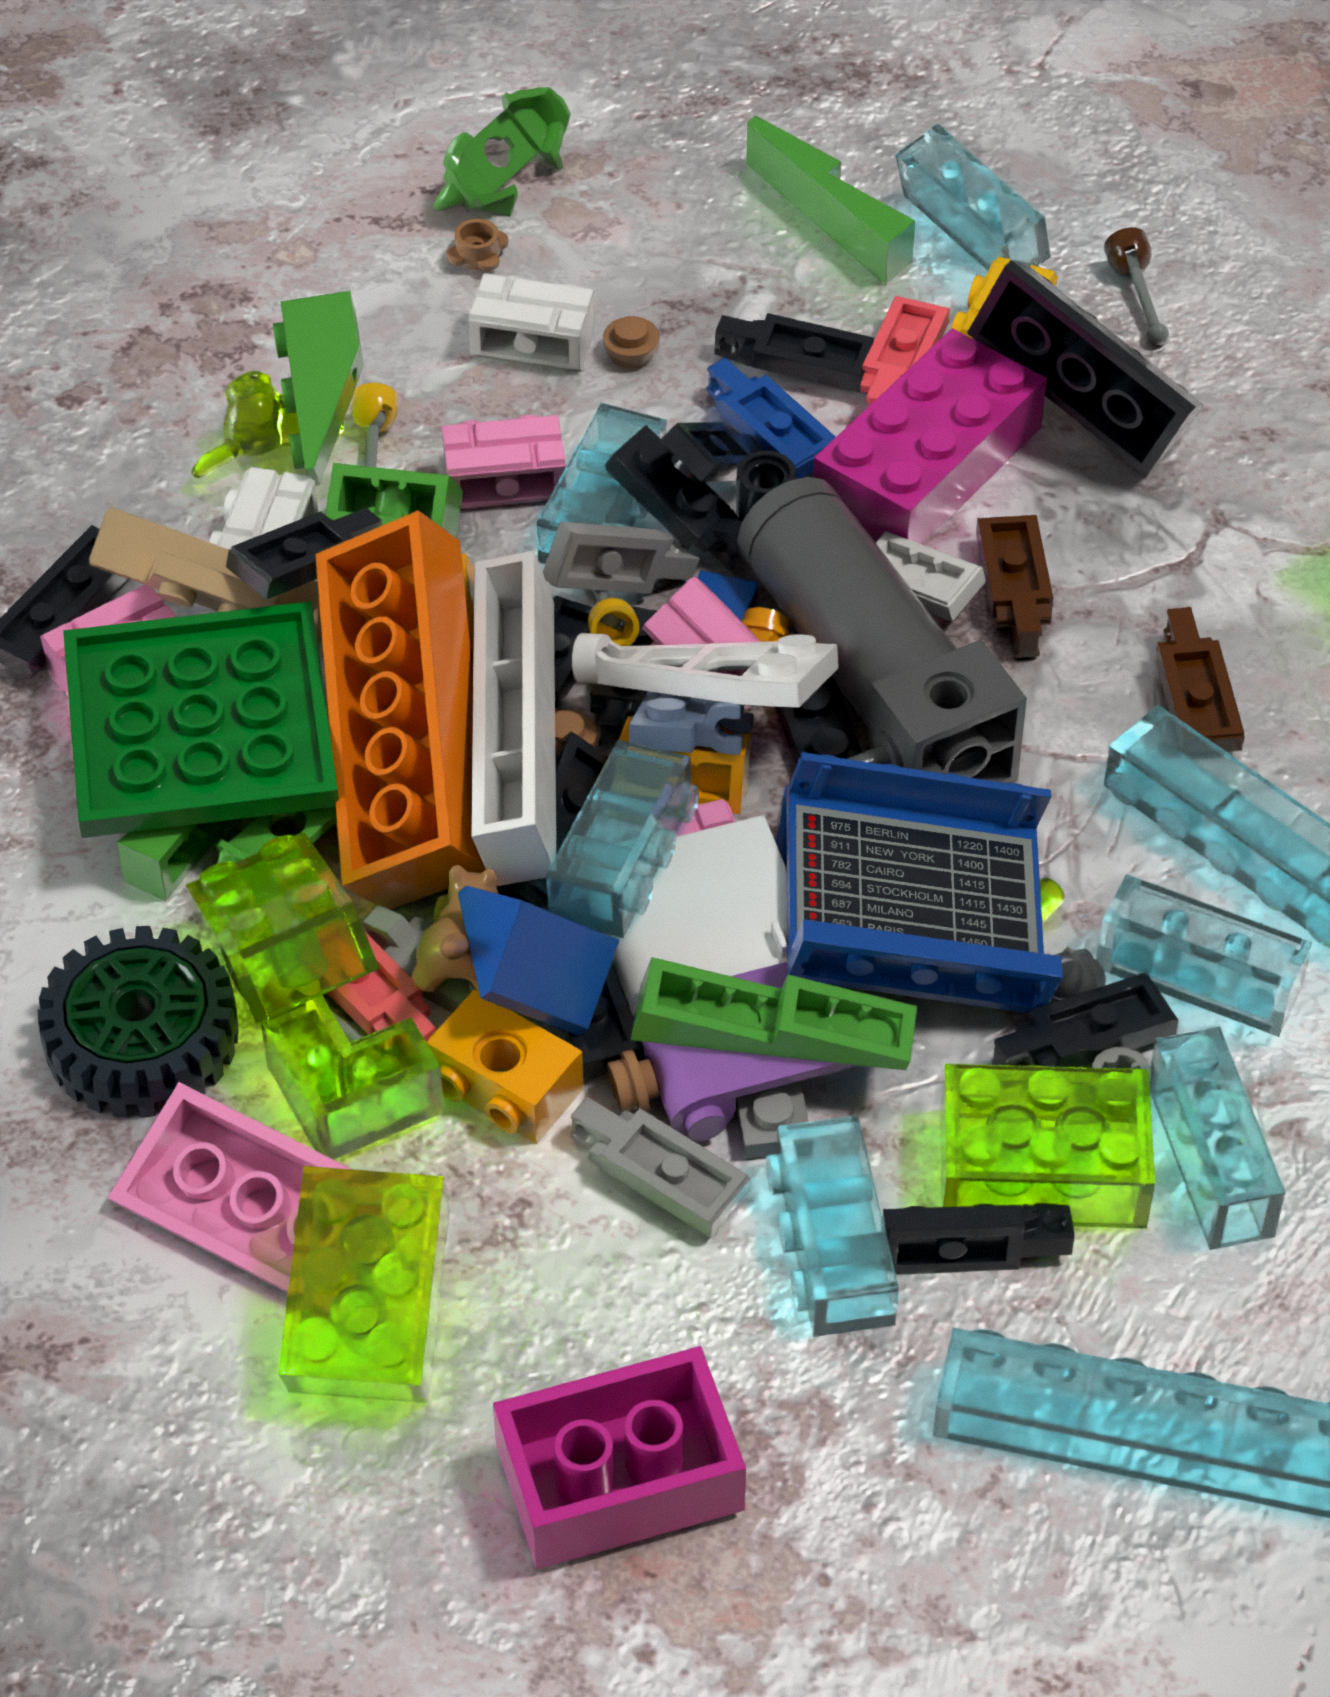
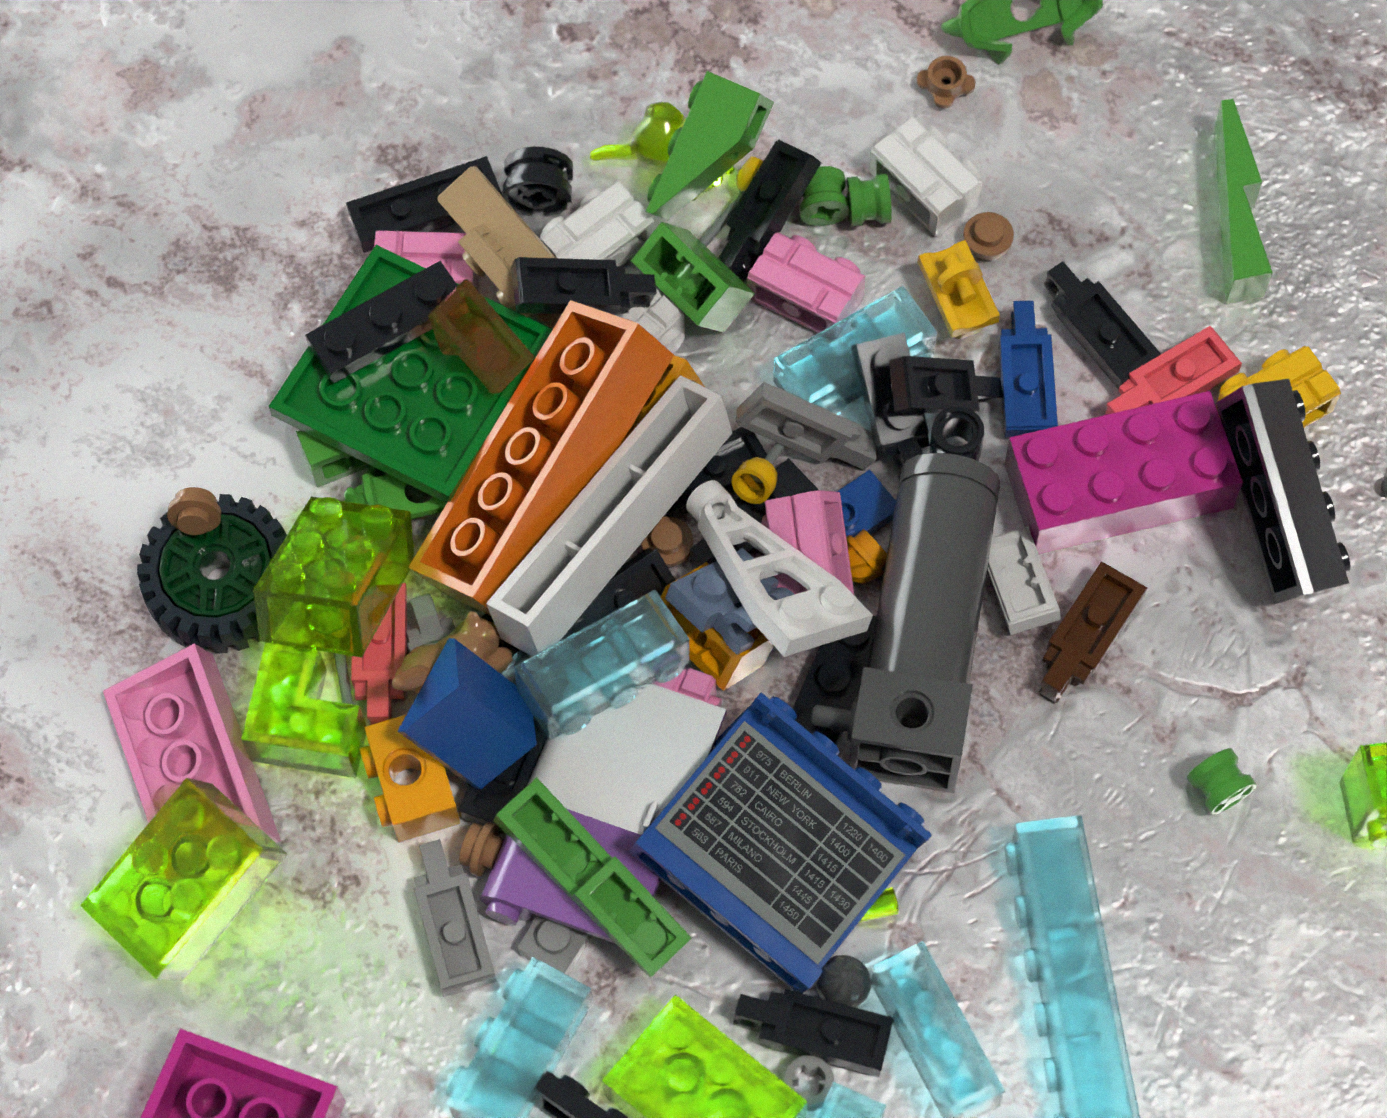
camera: 40 degrees right, 15 degrees up
(79, 959) = (194, 511): none -> medium nougat plate
(138, 681) = (380, 323): none -> black plate
(168, 504) = (538, 180): none -> black wheel
(250, 624) = (475, 332): none -> clear orange slope
(410, 405) = (766, 205): none -> black hinge
(451, 386) = (823, 198): none -> bright green wheel
(497, 367) = (869, 200): none -> bright green wheel
(649, 383) = (959, 290): none -> yellow hips
(970, 201) = (1333, 284): clear light blue brick -> none
(1198, 681) = (1139, 813): reddish brown hinge -> none
(1242, 619) = (1221, 781): none -> bright green wheel

